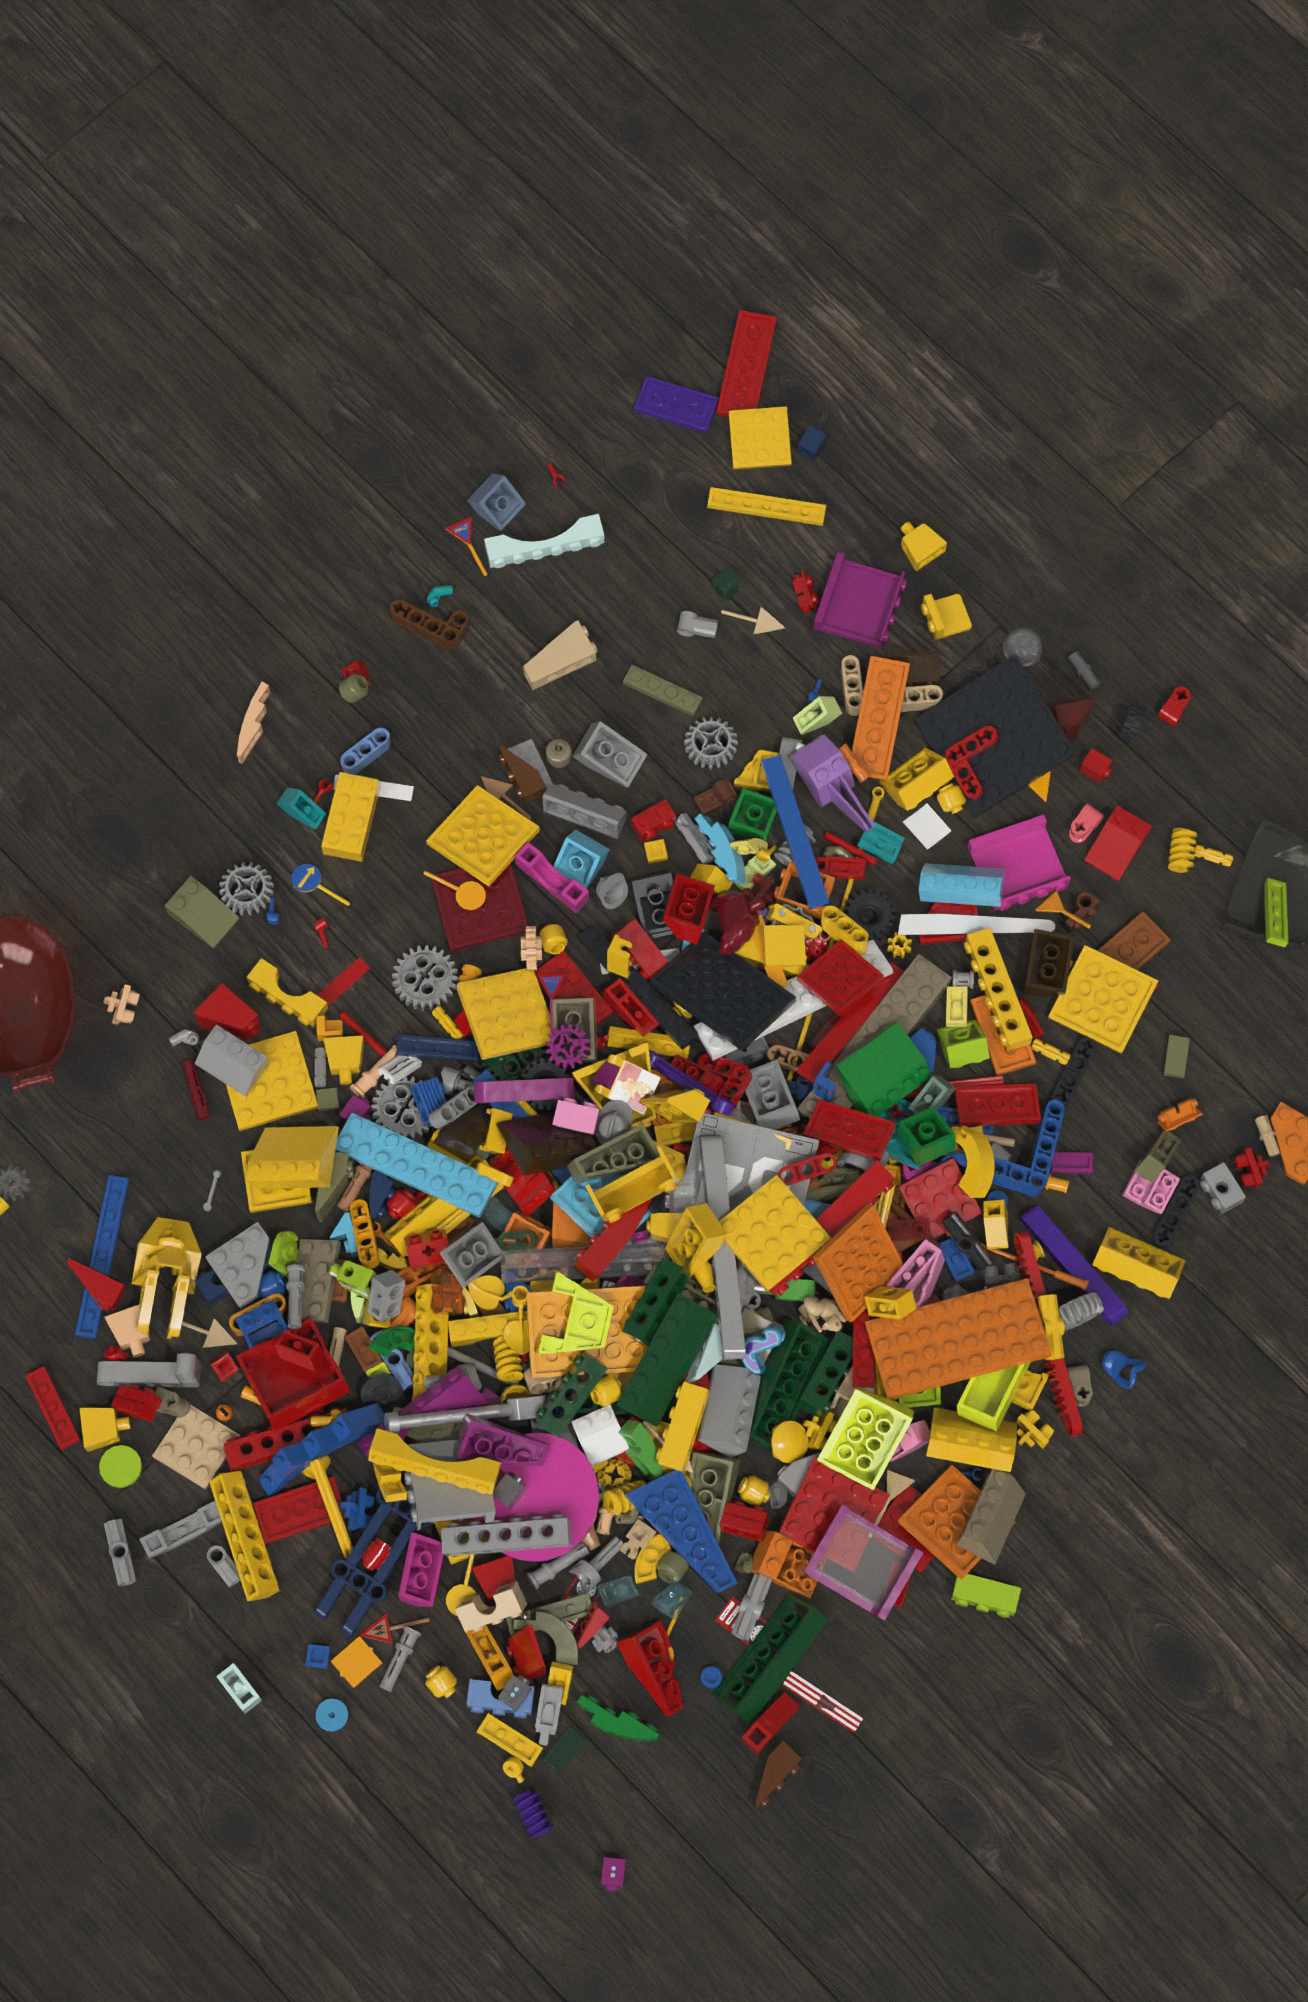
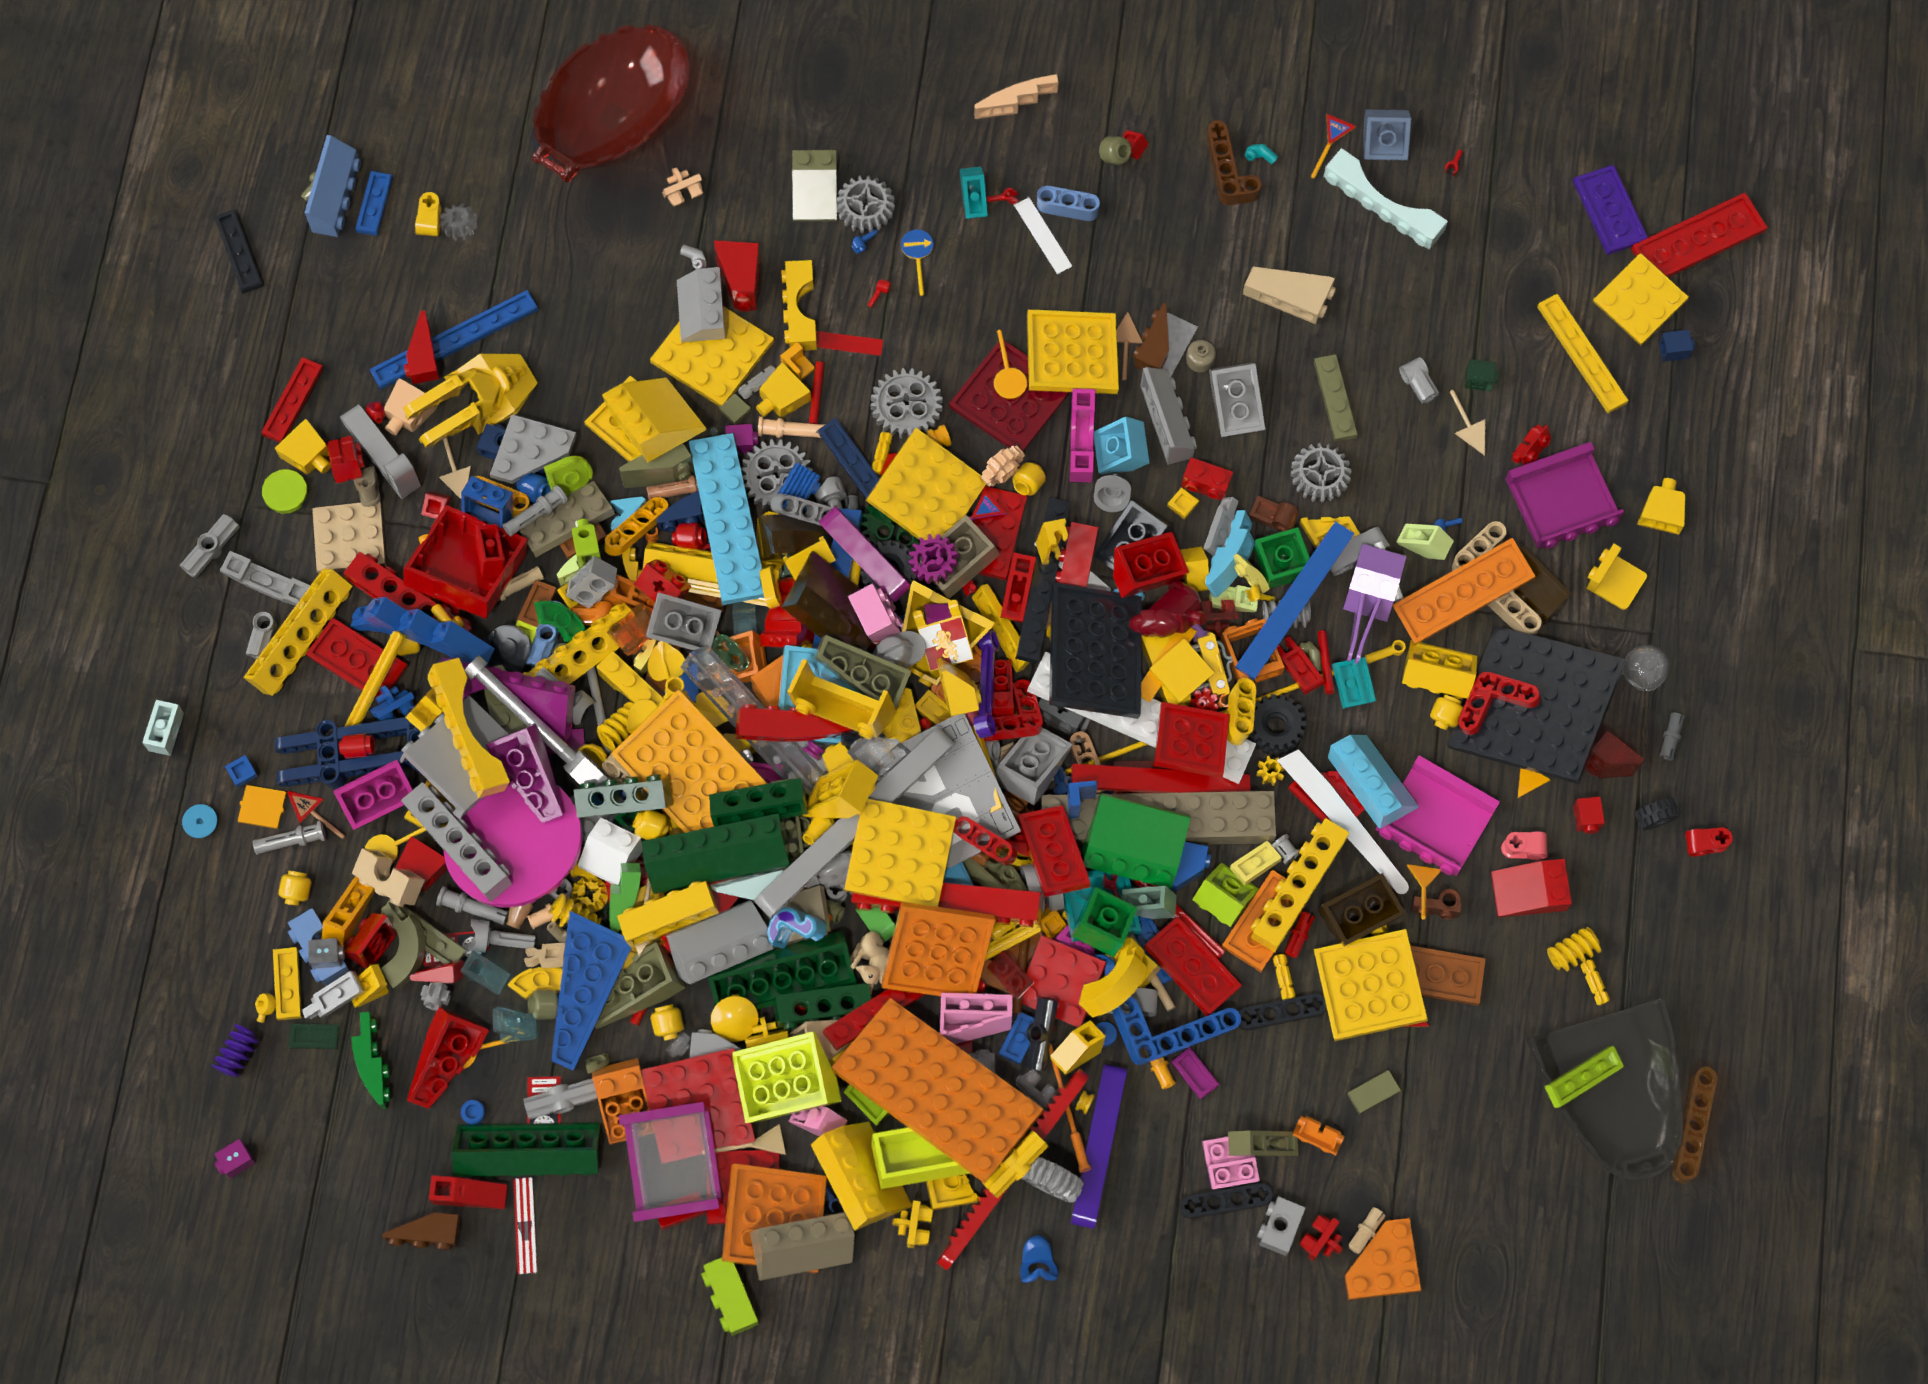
camera: 50 degrees right, 0 degrees up
(198, 1097) = (642, 318): dark red pin -> none
(207, 1206) = (564, 387): light grey hinge -> none
(221, 1416) = (398, 539): orange hinge -> none
(351, 817) = (998, 235): yellow brick -> none
(402, 1069) = (807, 446): white tile -> none
(509, 1490) = (498, 812): flat silver brick -> none
(586, 1322) = (694, 758): neon yellow wing -> none
(744, 1521) = (631, 1033): red brick -> none
(854, 763) = (1402, 602): orange pin -> none
(890, 1302) = (924, 1006): yellow brick -> none
(927, 826) = (1404, 712): white sticker -> none
(1080, 1382) = (994, 1232): dark tan piece -> none
(1139, 1263) = (1148, 1202): yellow slope -> none

